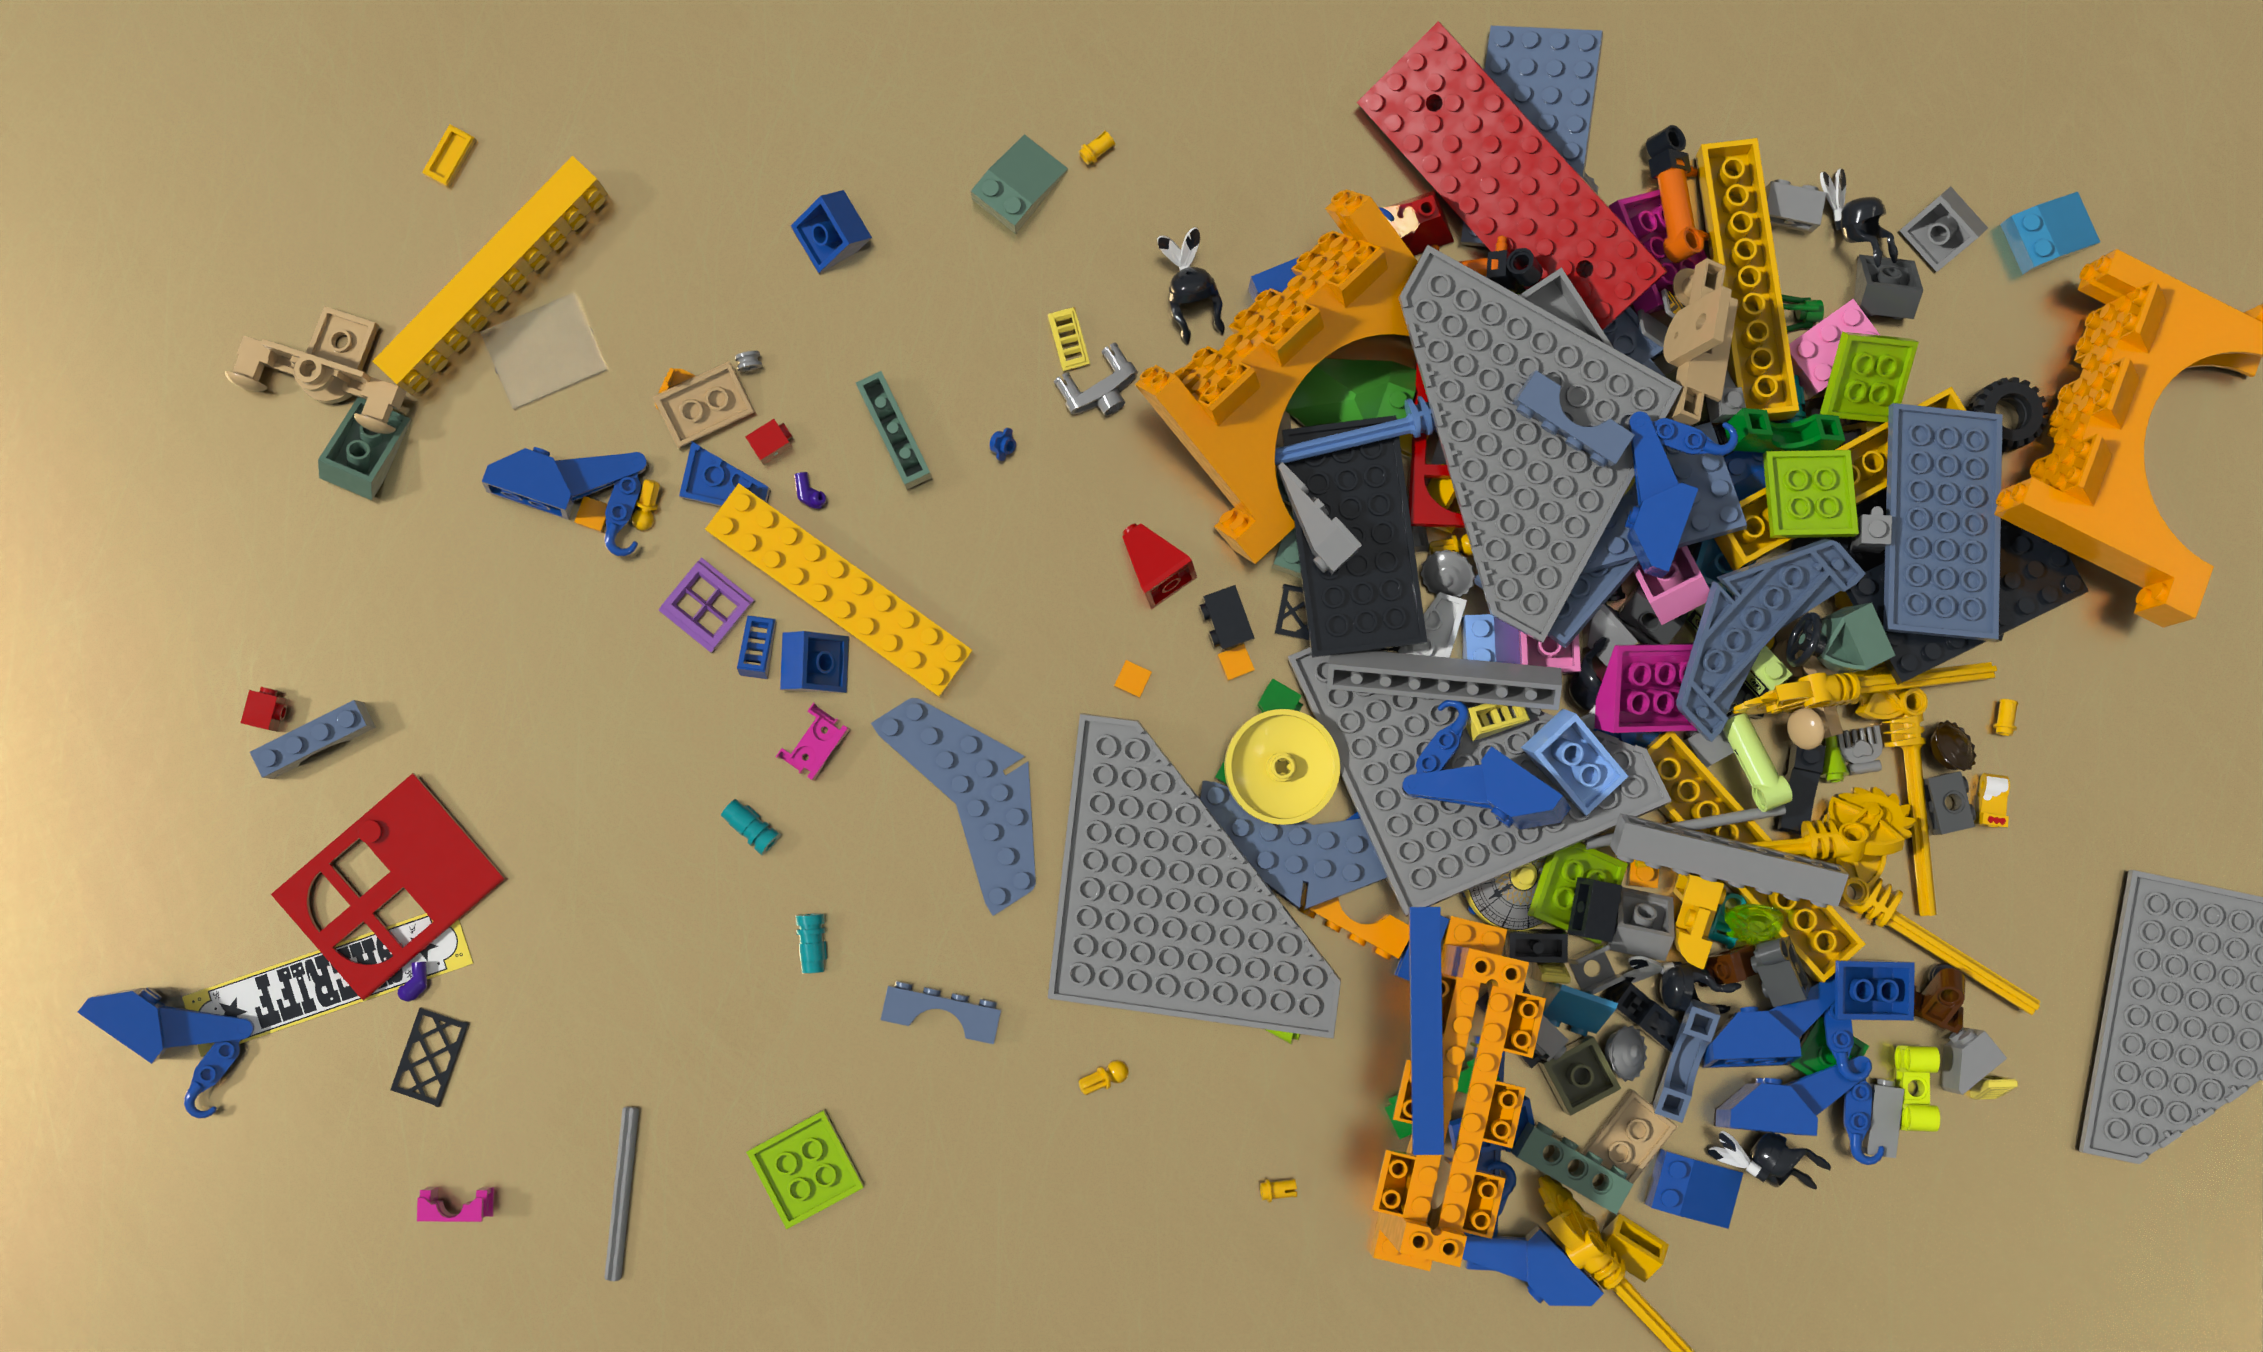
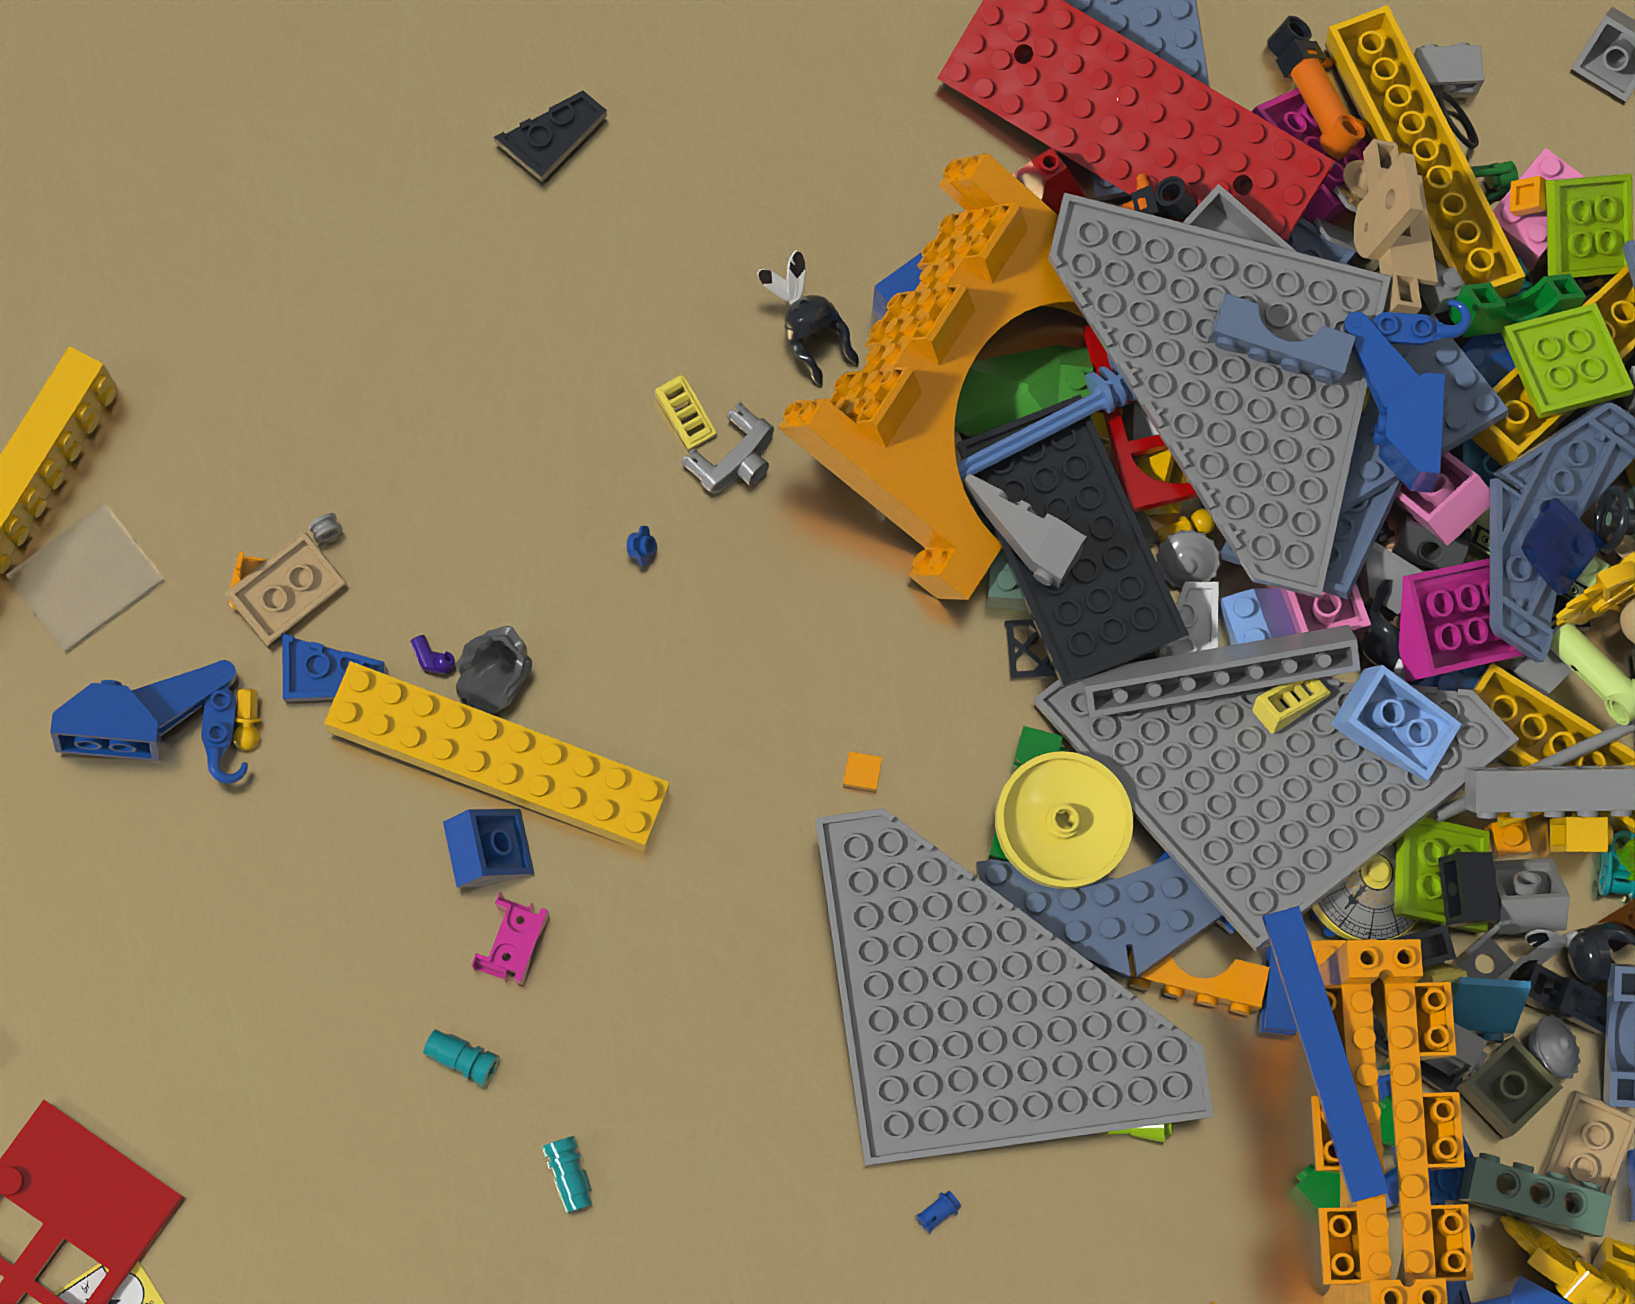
camera: 10 degrees left, 10 degrees down
(592, 514) = (185, 746): light orange tile -> none
(722, 585) = (333, 843): medium lavender piece -> none
(761, 670) = (420, 869): blue slope -> none
(769, 440) = (372, 610): red brick -> none
(831, 230) = (383, 361): blue slope -> none
(854, 518) = (492, 669): none -> dark grey hair
(894, 430) = (513, 560): sand green brick -> none
(978, 1020) = (699, 1217): sand blue arch -> none
(990, 804) = (736, 956): sand blue wing -> none
(1018, 183) = (582, 259): sand green slope -> none
(1020, 69) = (553, 135): none -> black wing
(1096, 148) = (660, 198): yellow pin -> none
(1096, 1049) = (939, 1211): none -> blue pin
(1116, 1072) = (969, 1233): yellow axle -> none
(1157, 563) = (856, 633): red slope -> none
(1226, 618) = (951, 674): black brick -> none
(1236, 662) = (975, 722): light orange tile -> none
(1497, 784) = (1320, 768): blue slope -> none
(1692, 933) = (1588, 886): yellow brick -> none
(1754, 651) = (1560, 546): none -> clear blue plate
(1787, 276) = (1475, 142): none -> black piece
(1823, 339) = (1528, 196): none -> light orange plate
(1858, 217) = (1523, 62): black hair -> none
(1887, 289) = (1579, 129): dark grey slope -> none

